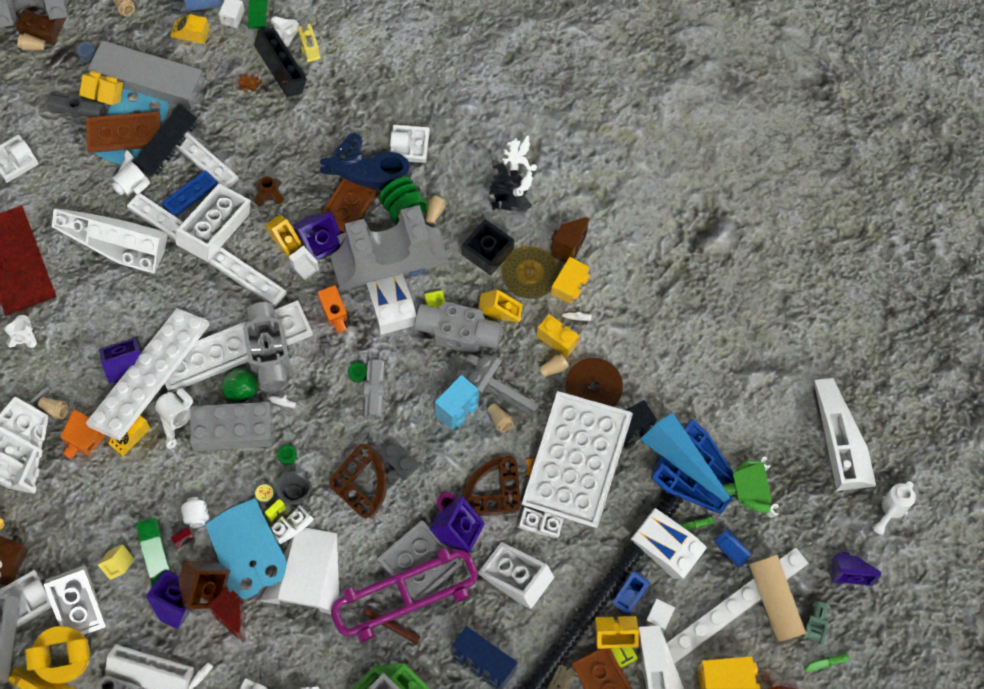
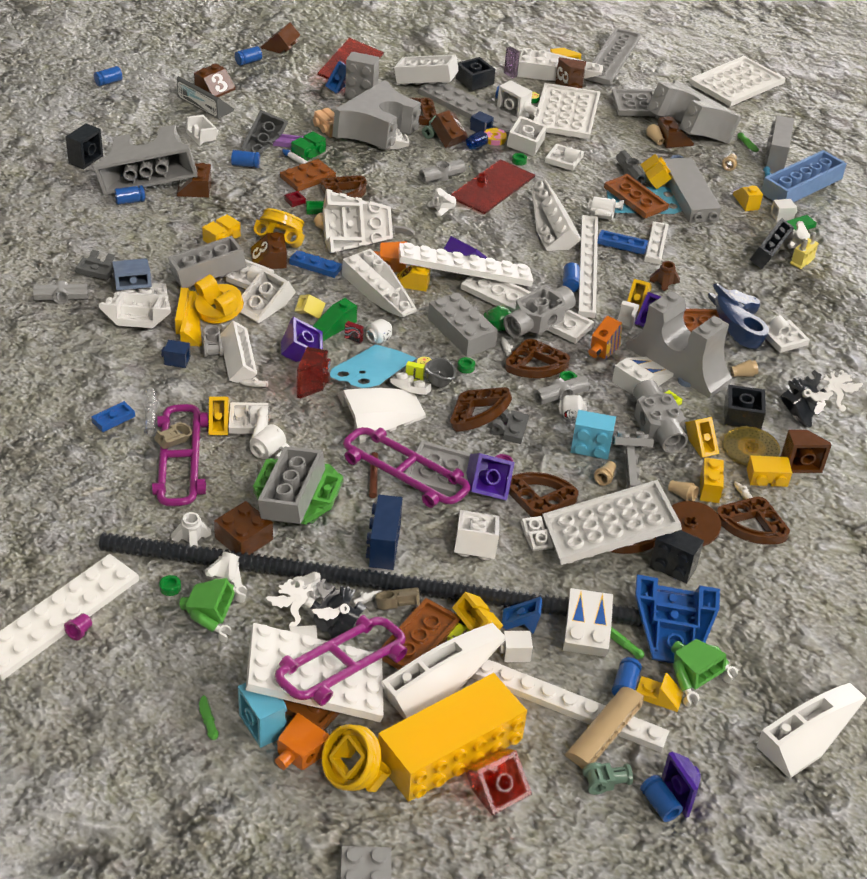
camera: 60 degrees right, 25 degrees down
(42, 518) = (315, 264): none -> blue plate
(55, 408) = (401, 236): tan cone -> none
(122, 472) = (377, 282): none -> white wedge
(166, 140) = (648, 210): black brick -> none
(173, 413) = (447, 286): white piece -> none
(201, 582) = (327, 339): reddish brown slope -> none
(213, 222) = (610, 252): white brick -> none
(218, 278) = (571, 276): none -> blue piece
(249, 83) = (740, 241): clear orange piece -> none
(305, 379) = (557, 360): none -> reddish brown beam
(401, 195) = (737, 342): green wheel -> none
(404, 394) = (570, 405): none -> white head
(610, 321) = (756, 508): none -> reddish brown beam
(675, 445) = (683, 583): dark azure wedge -> none
(755, 530) = (661, 694): none -> yellow slope
(826, 662) = (574, 803): bright green piece -> none
(854, 595) = (661, 798): none -> blue piece
(896, 504) = (786, 797): white piece -> none

